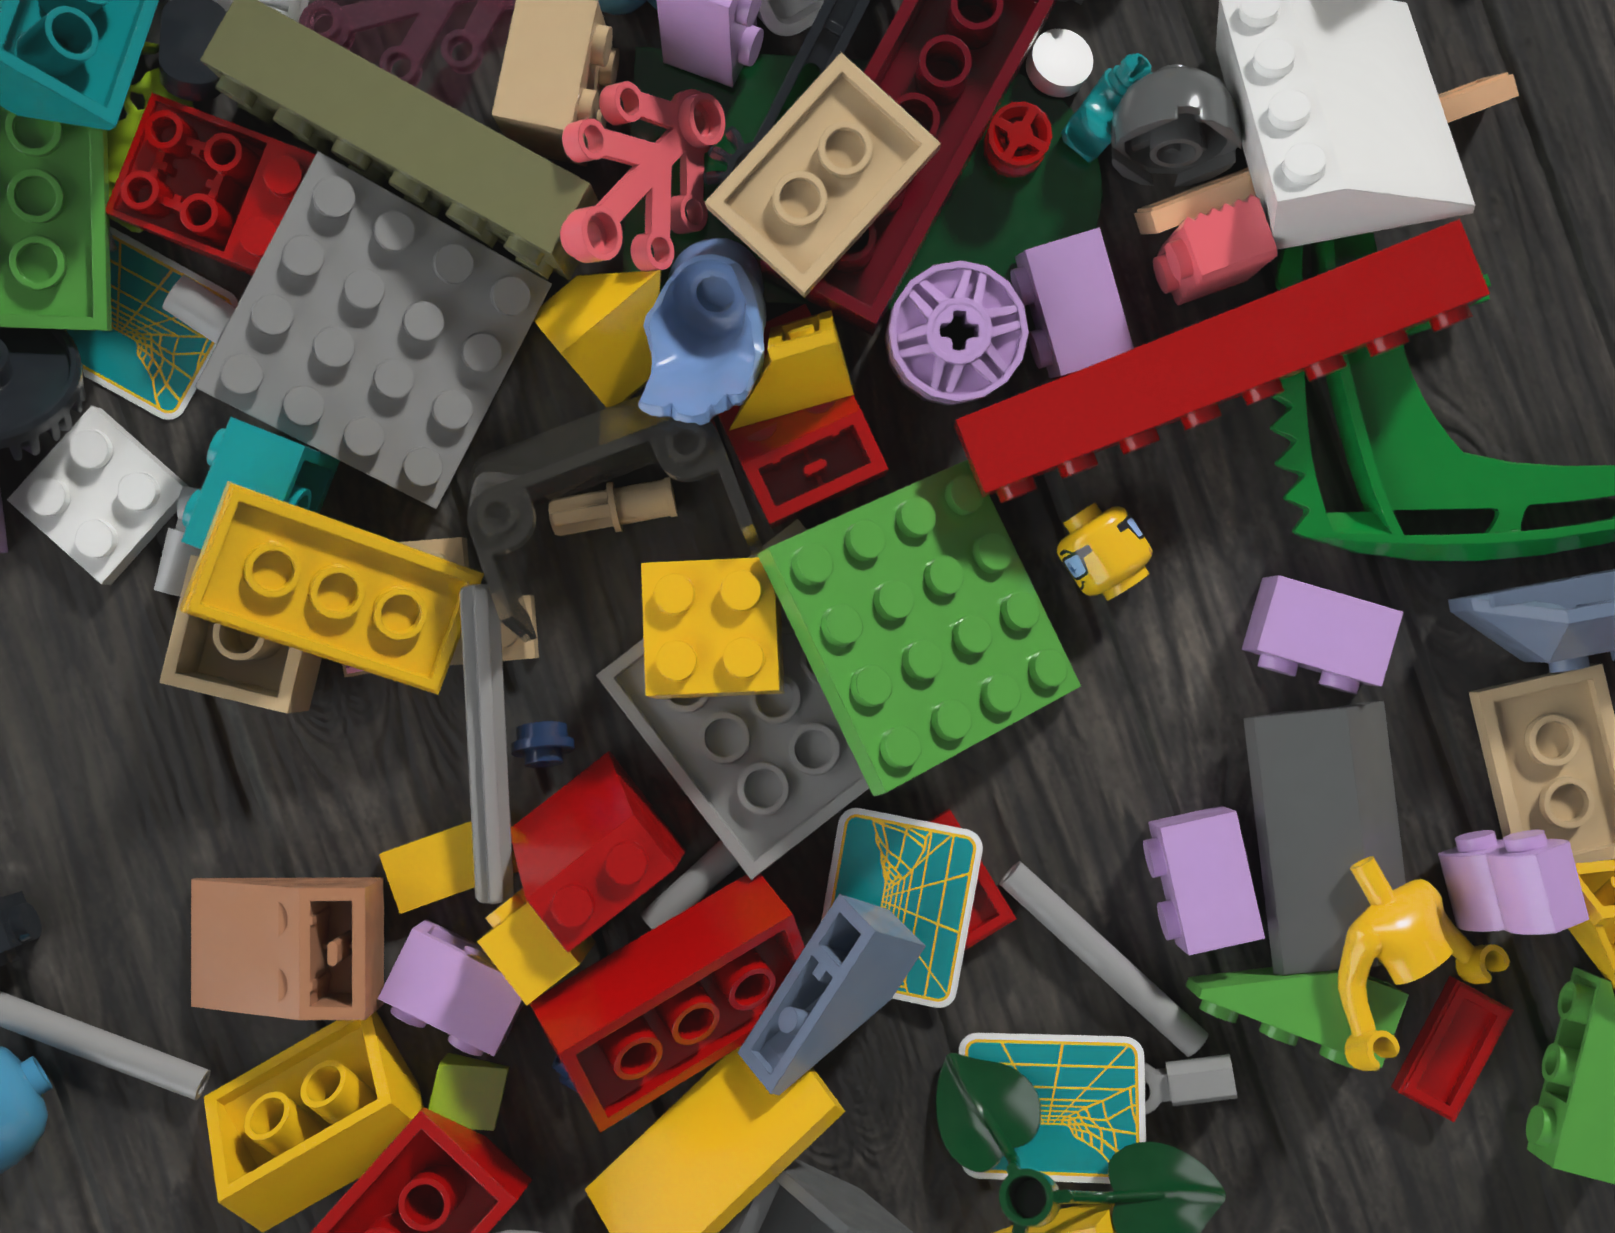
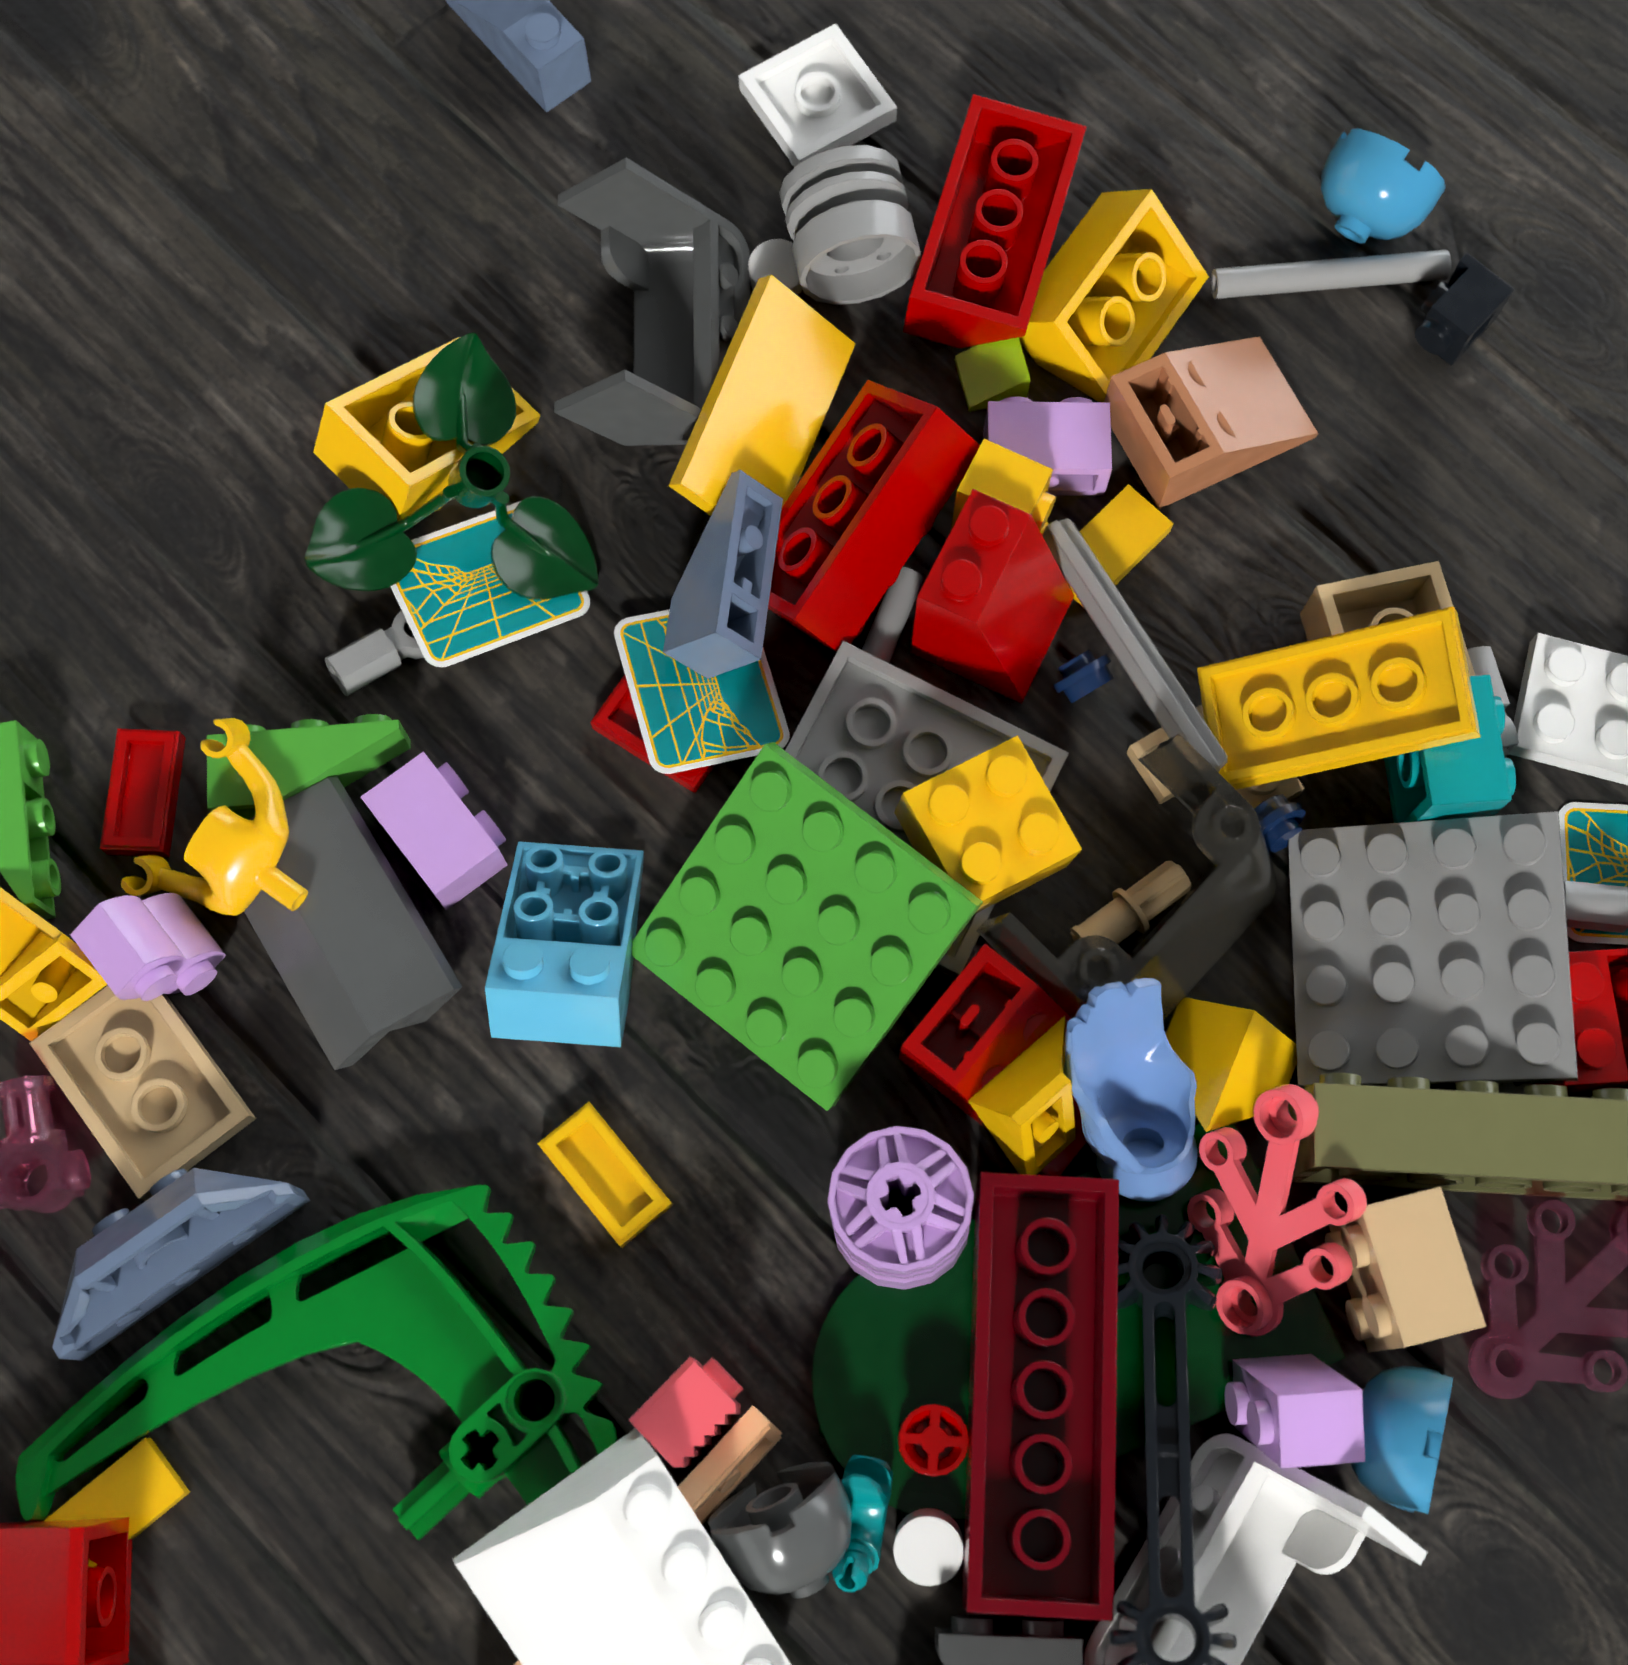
camera: 150 degrees right, 15 degrees down
(442, 521) = (1279, 821): none -> dark blue plate
(822, 174) = (1103, 1282): tan plate -> none
(1071, 303) = (802, 1299): lavender brick -> none
(1104, 551) = (660, 1082): yellow head -> none
(1104, 959) = (496, 725): light grey piece -> none
(1131, 718) = (565, 945): none -> medium azure slope
(1186, 498) = (605, 1174): none -> yellow tile
(1222, 359) = (632, 1302): red brick -> none
(1321, 632) = (421, 1100): lavender brick -> none

